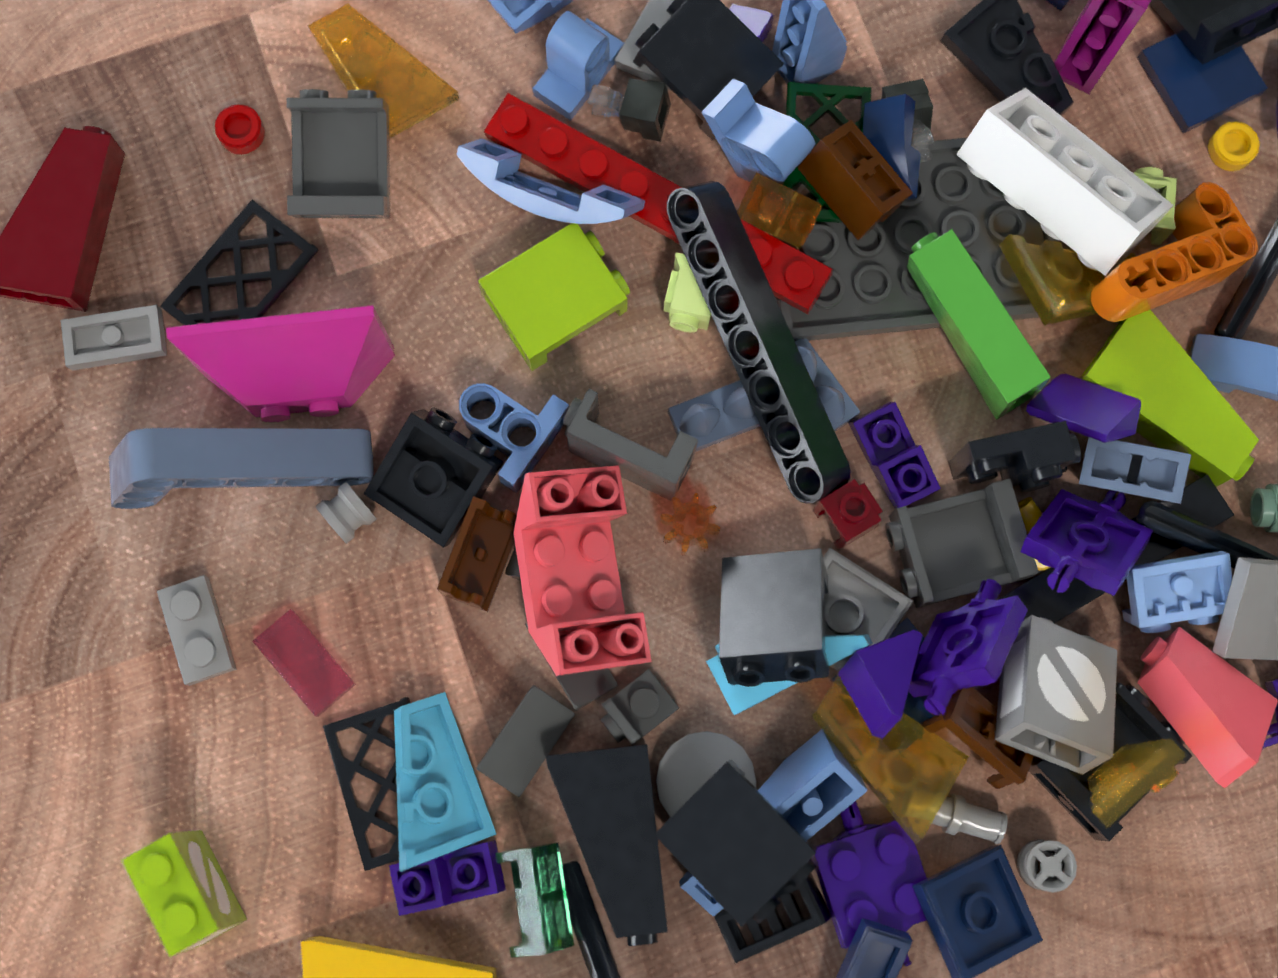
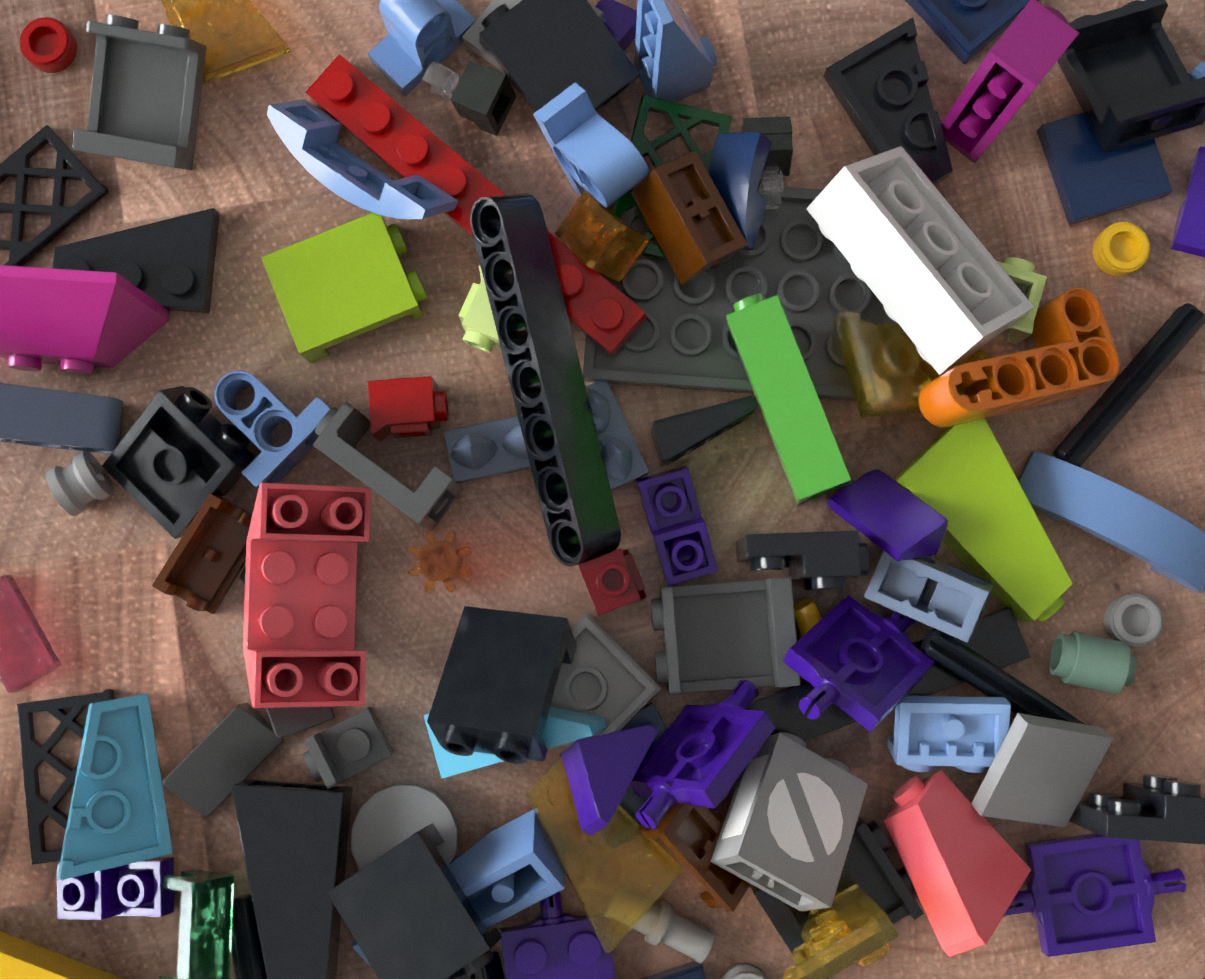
camera: 15 degrees right, 5 degrees up
(393, 289) = (163, 259): none -> black wing
(632, 391) = (406, 407): none -> red window
(886, 370) = (690, 430): none -> black slope

